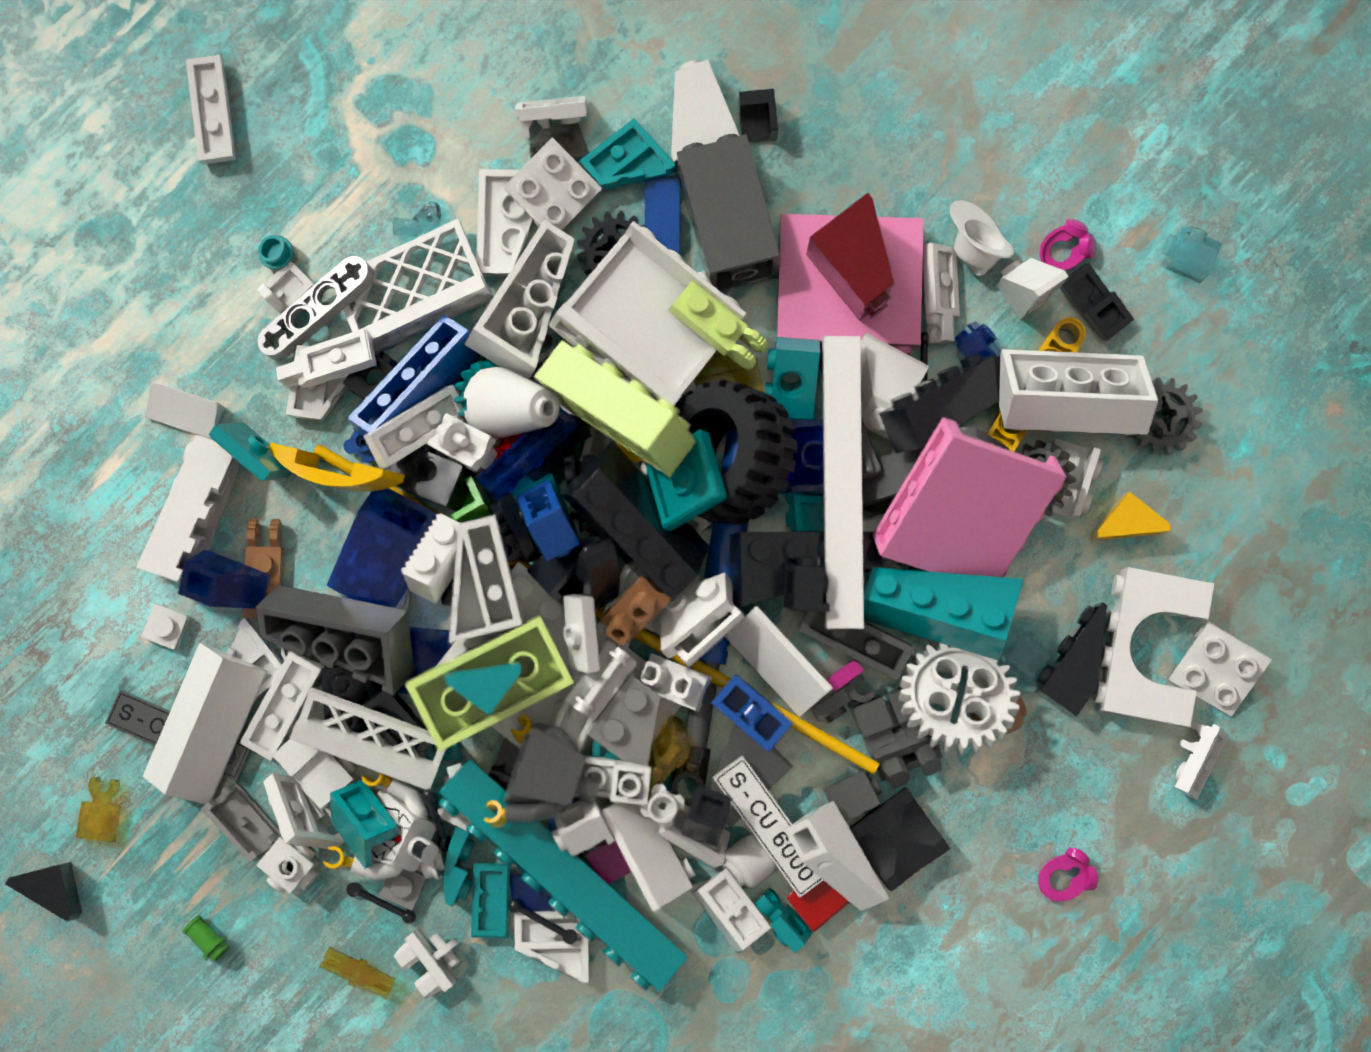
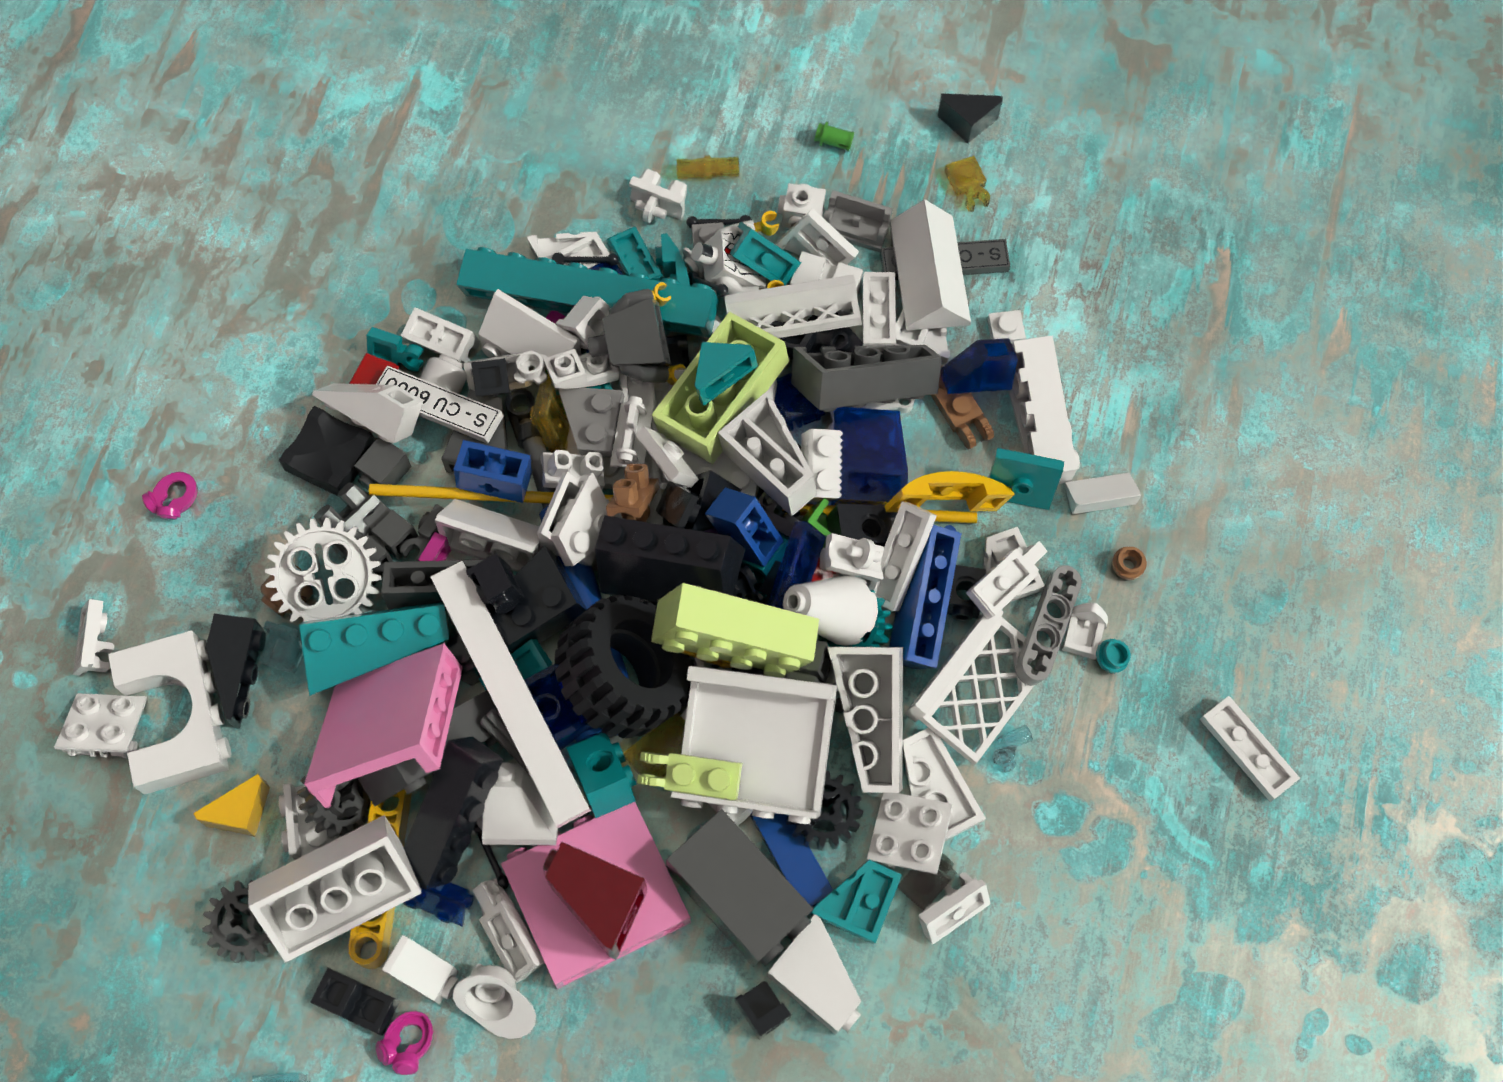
camera: 145 degrees right, 15 degrees down
(196, 322) = (1135, 556): none -> medium nougat plate
(691, 487) = (634, 610): teal plate -> none

